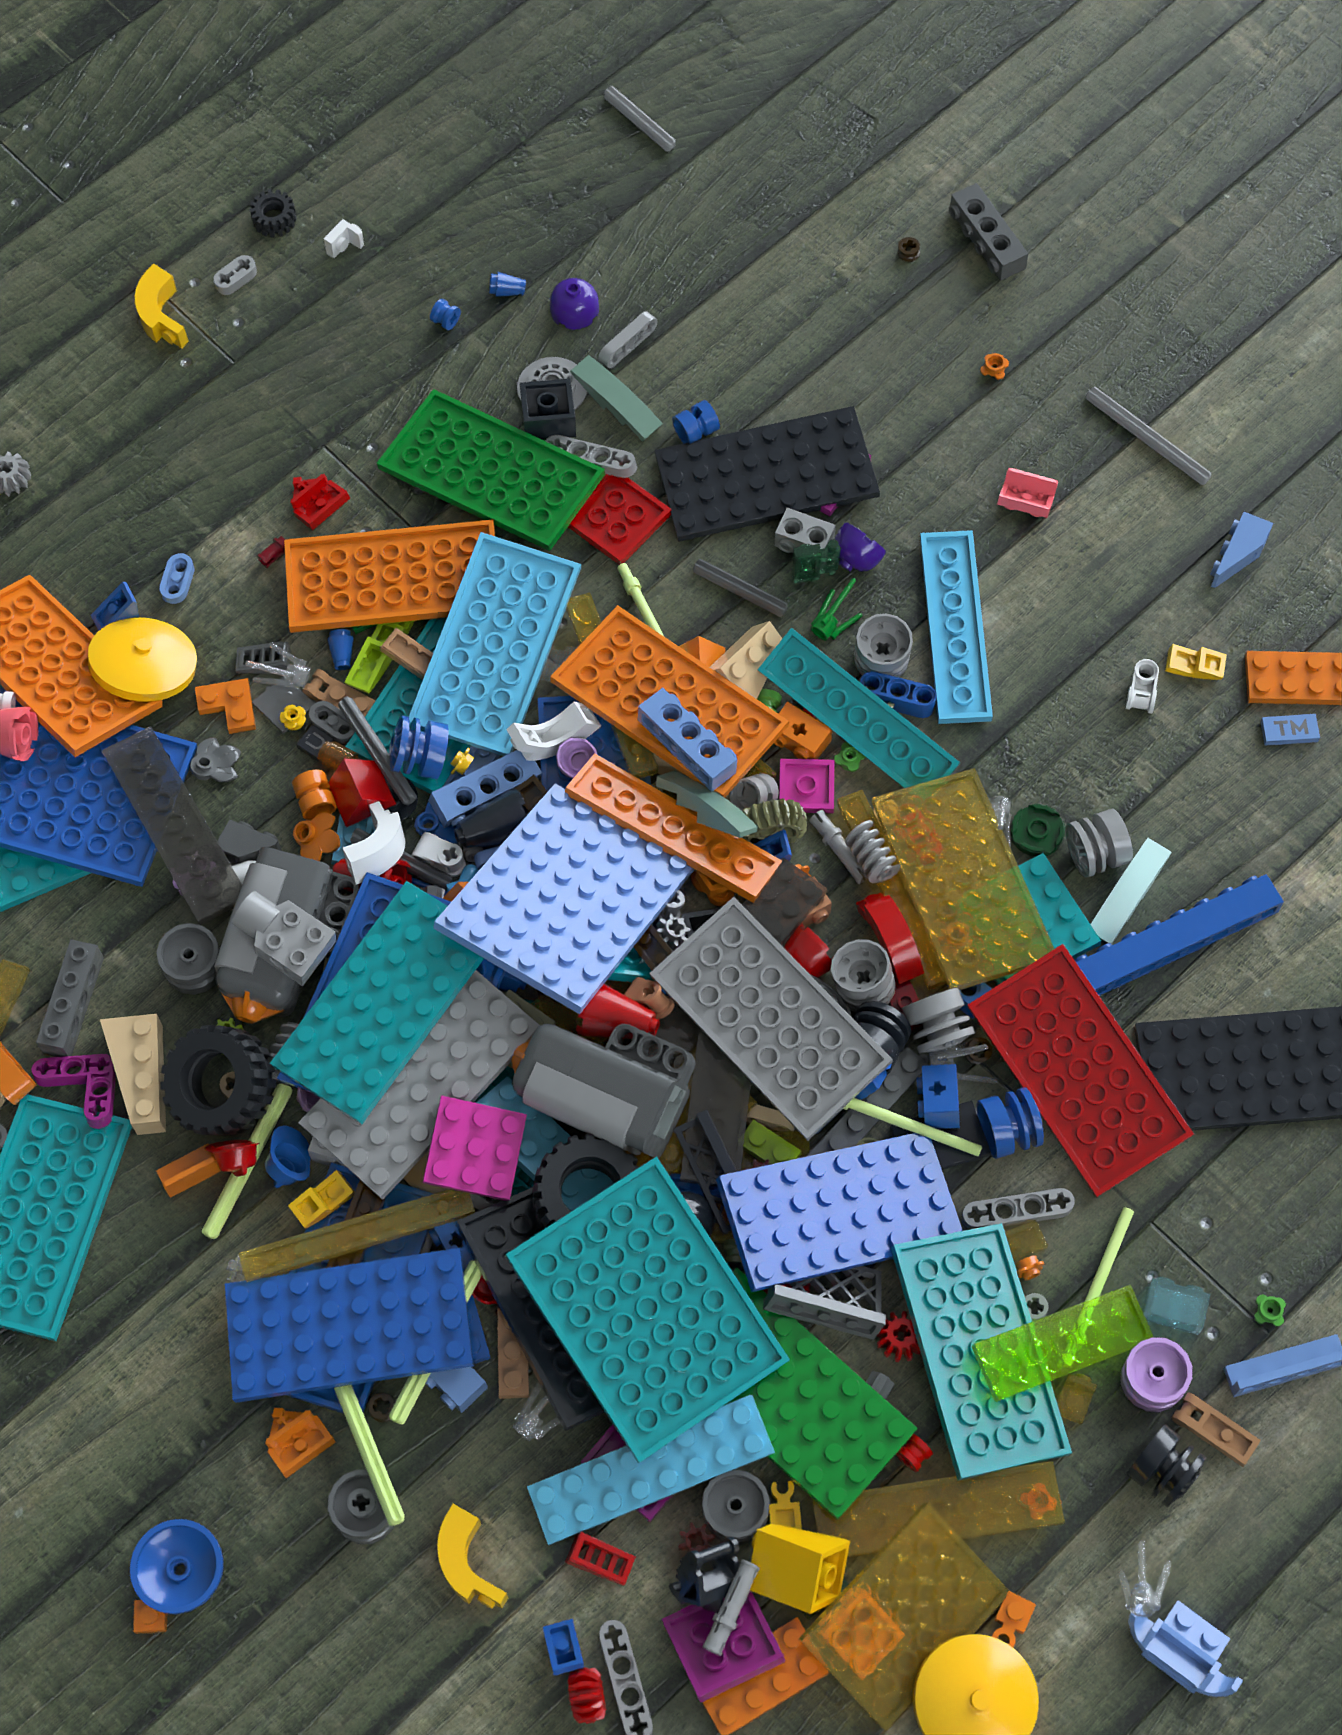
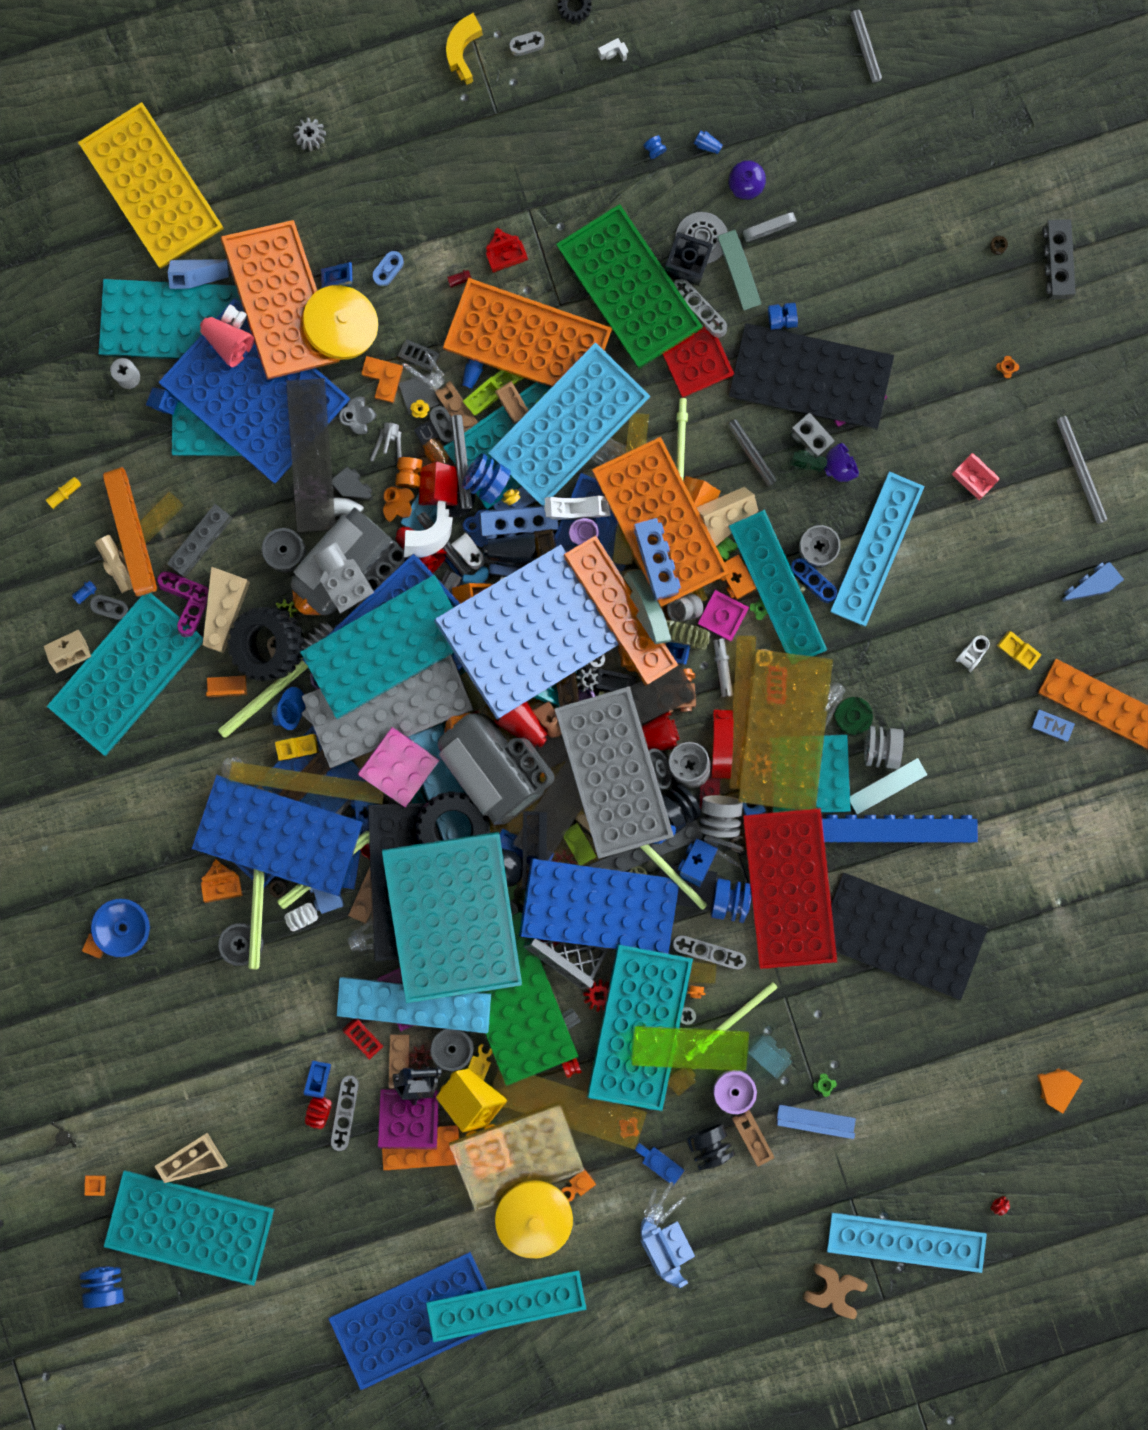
camera: 25 degrees right, 20 degrees up
(234, 1155) = (256, 693): red piece -> none
(268, 762) = (389, 433): none -> light grey plant
(432, 1426) = (301, 917): none -> white gear
(453, 1545) = (279, 998): yellow arch -> none
(663, 1559) = (398, 1055): none -> medium nougat plate
(725, 1619) = (416, 1109): light grey pin -> none
(825, 623) = (793, 507): green plant -> none
(869, 853) = (736, 686): light grey piece -> none
(1108, 1530) = (660, 1163): none -> blue plate

